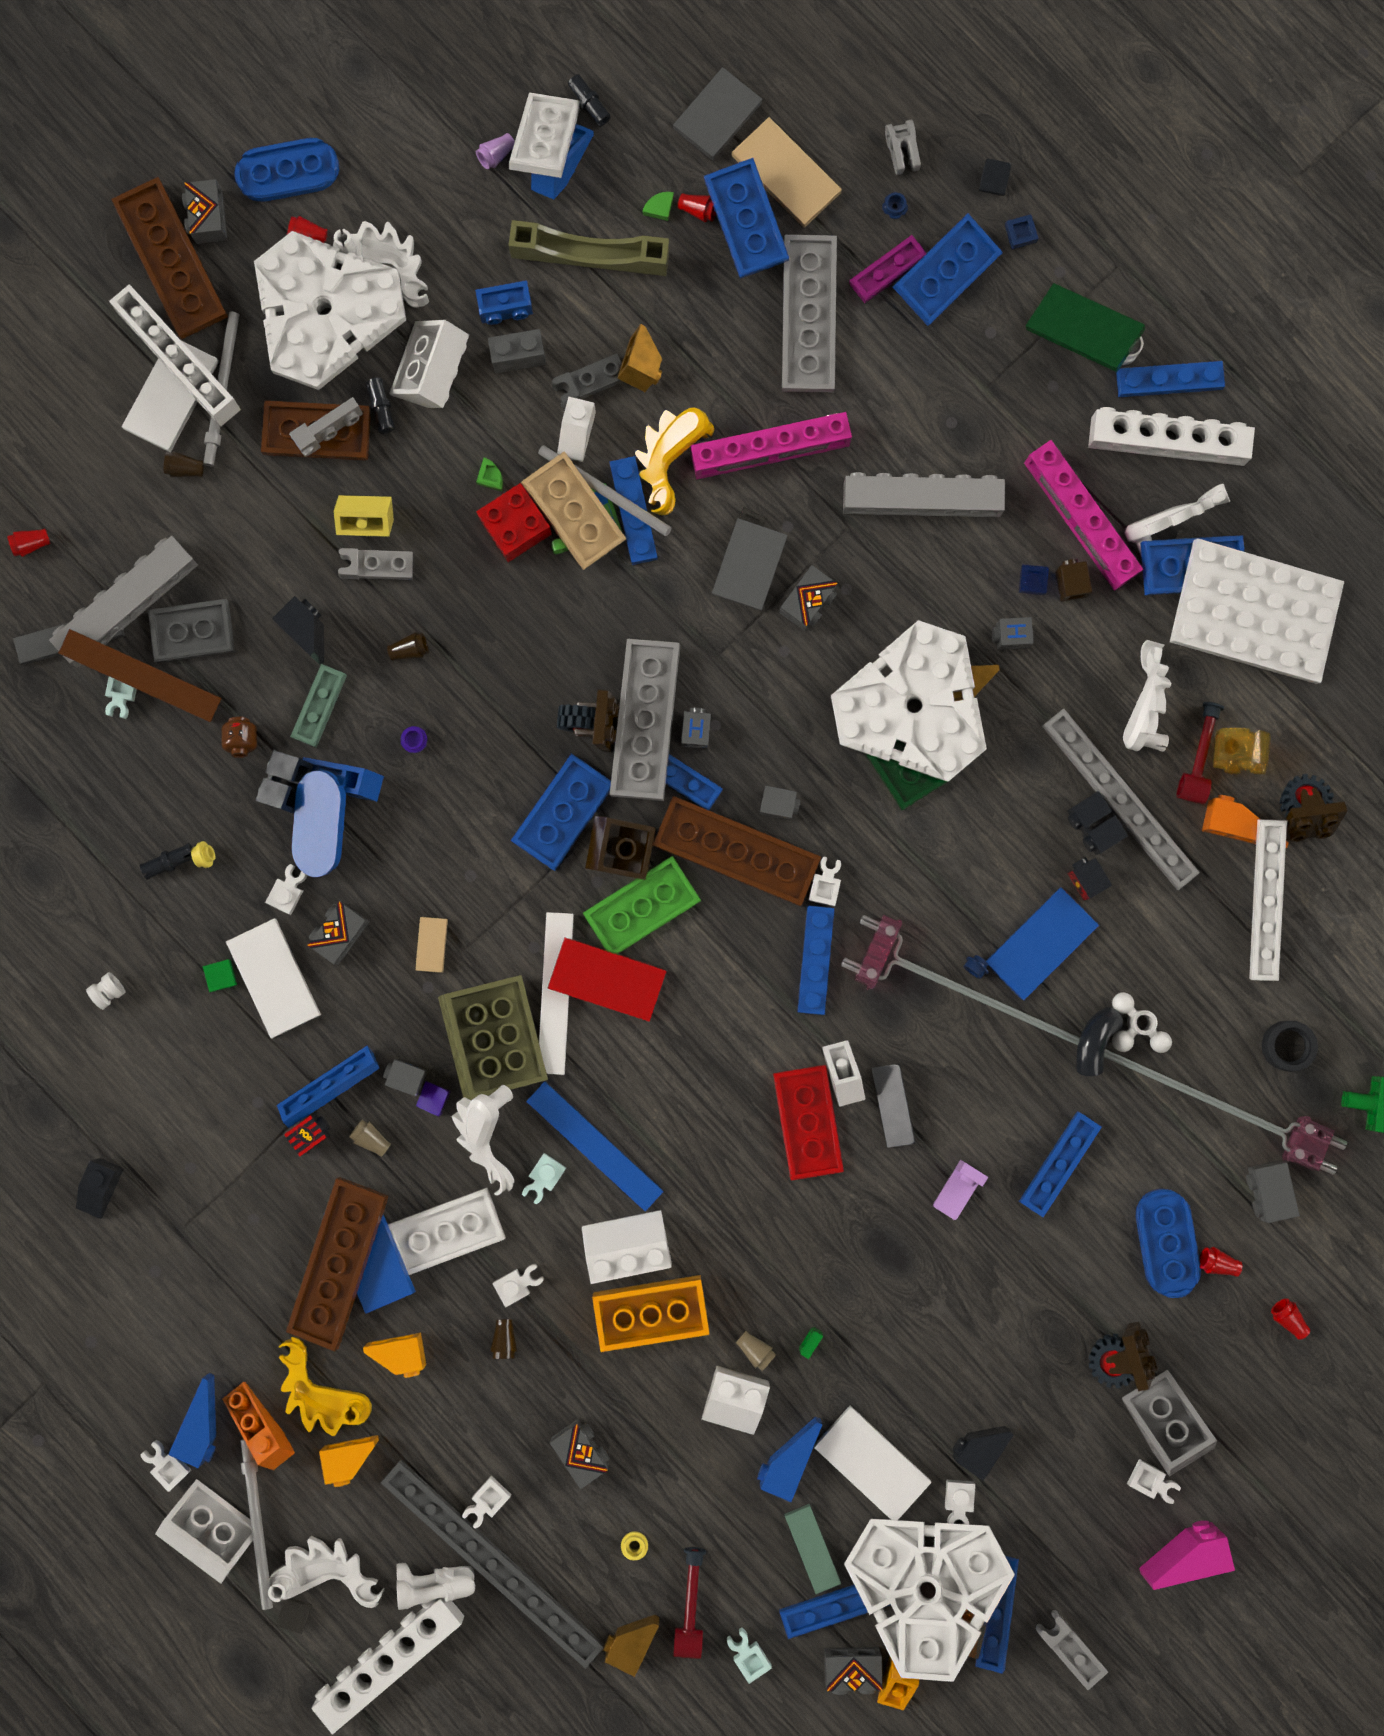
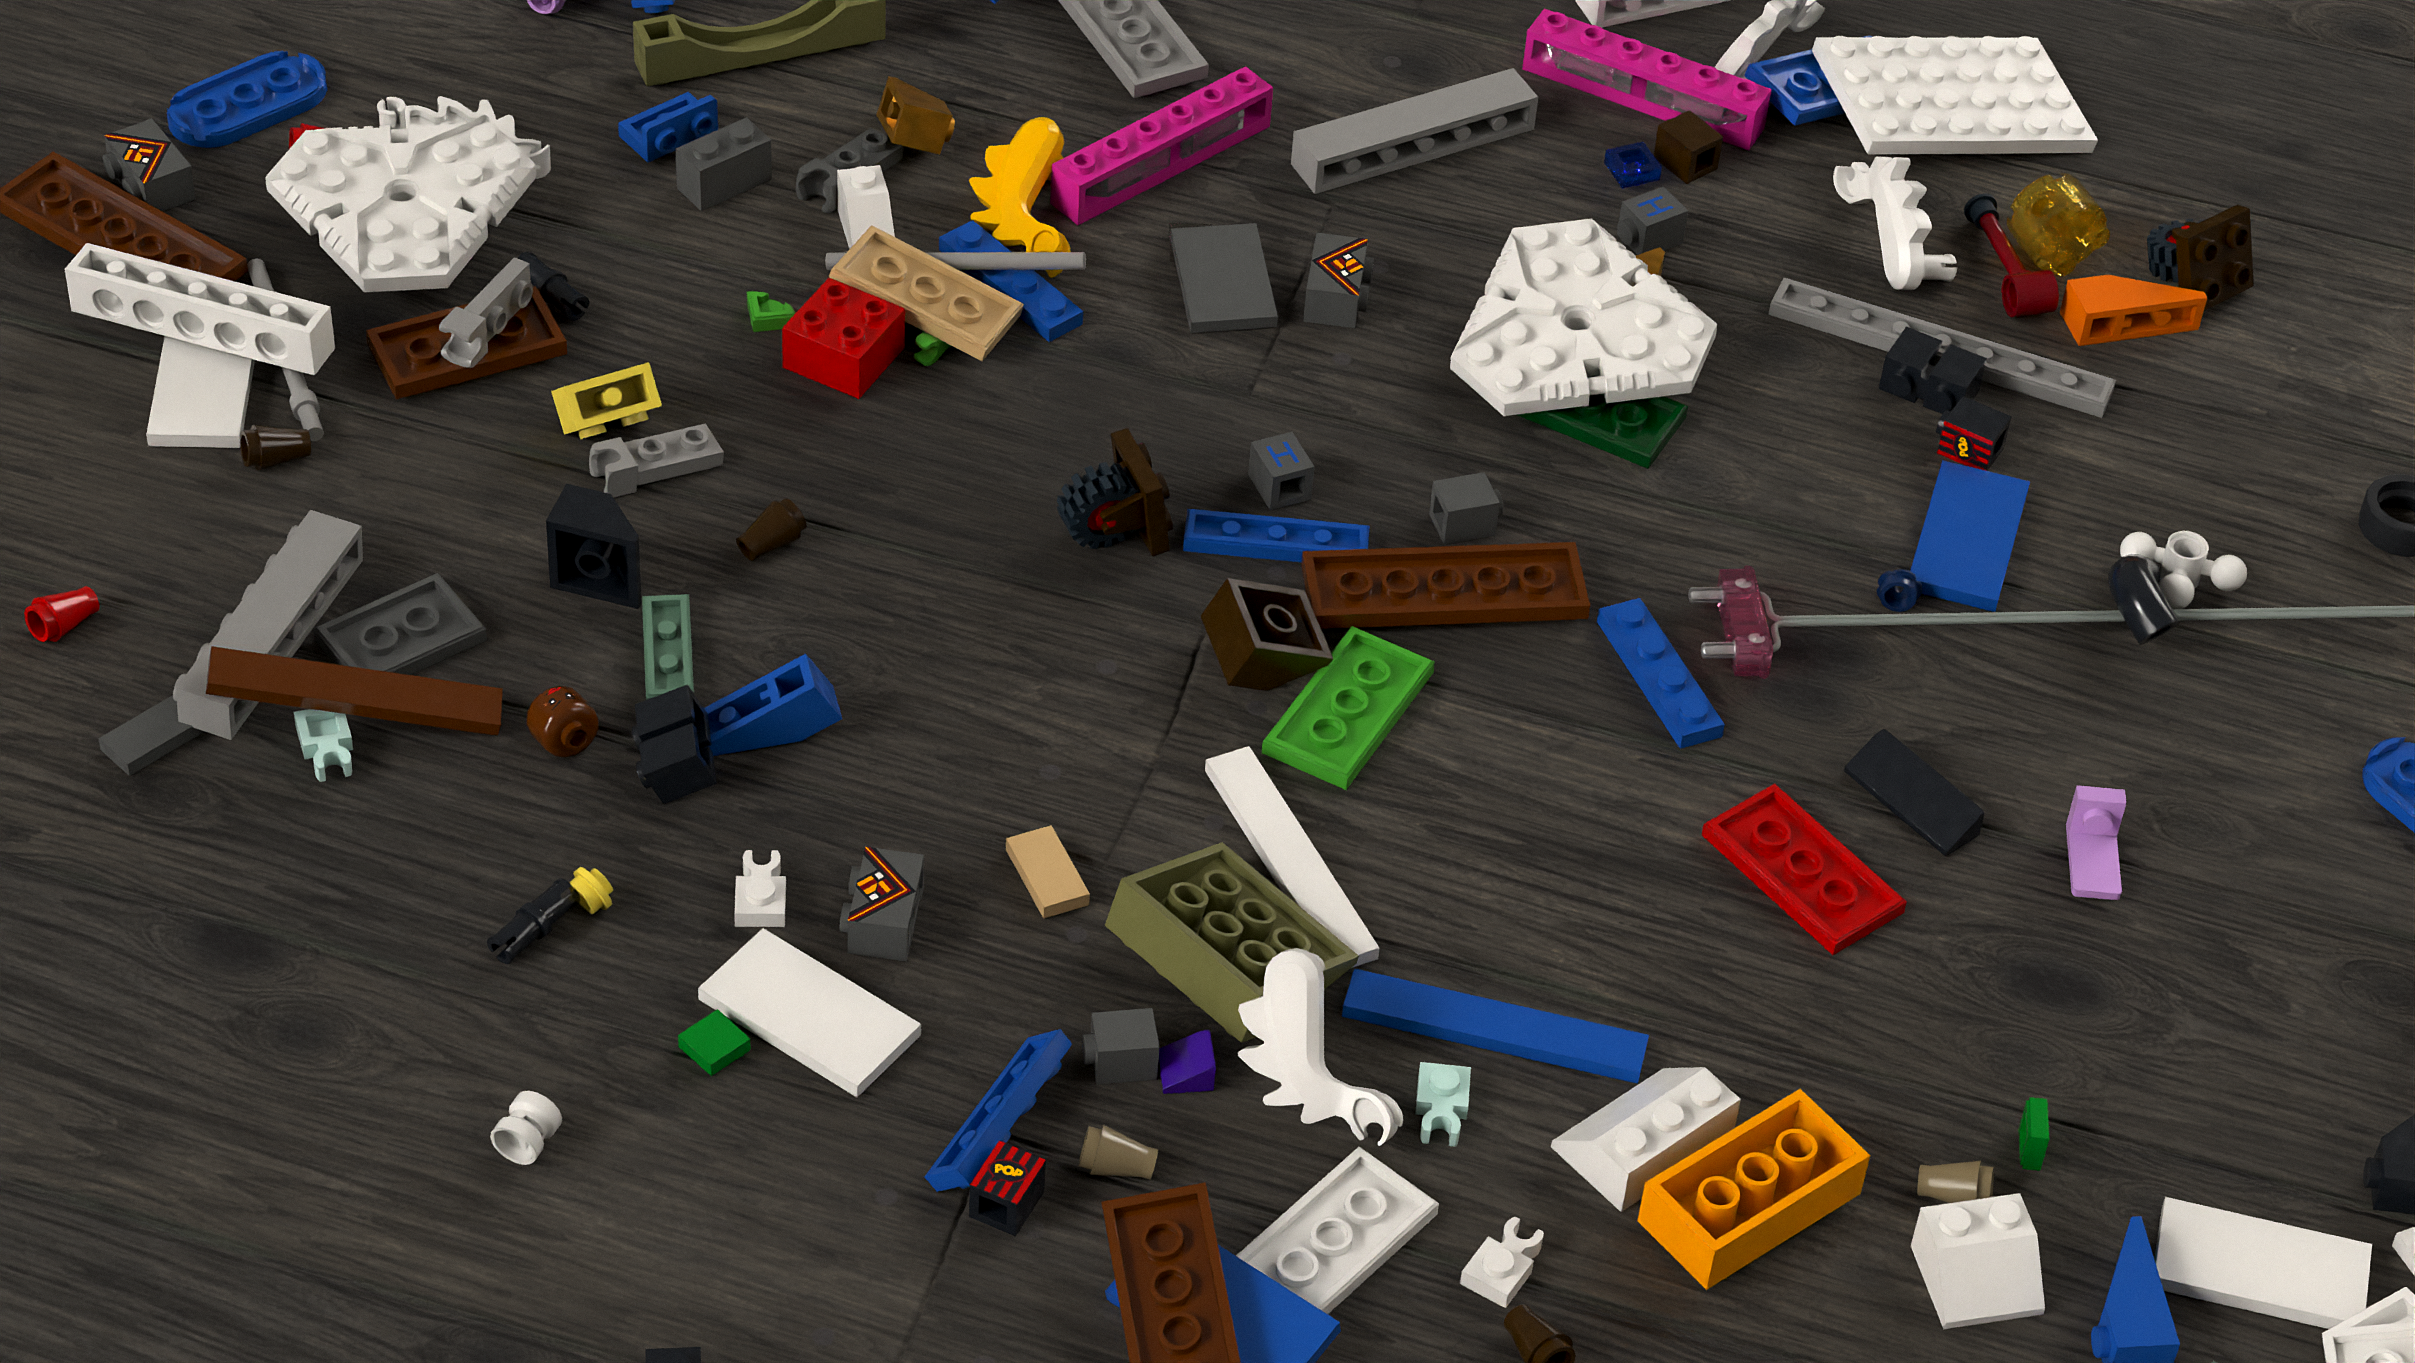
camera: 30 degrees left, 40 degrees down
(318, 823) = (766, 768): tile -> none
(414, 739) = (850, 633): dark purple plate -> none
(429, 363) = (598, 216): white slope -> none
(562, 812) = (1144, 642): blue tile -> none
(606, 979) = (1360, 800): red tile -> none
(645, 719) = (1211, 495): light grey plate -> none
(825, 886) = (1605, 578): white plate -> none
(844, 1073) = (1815, 776): white slope -> none
(1060, 1164) = (2213, 768): blue plate -> none
(1268, 899) = (2233, 365): white tile -> none

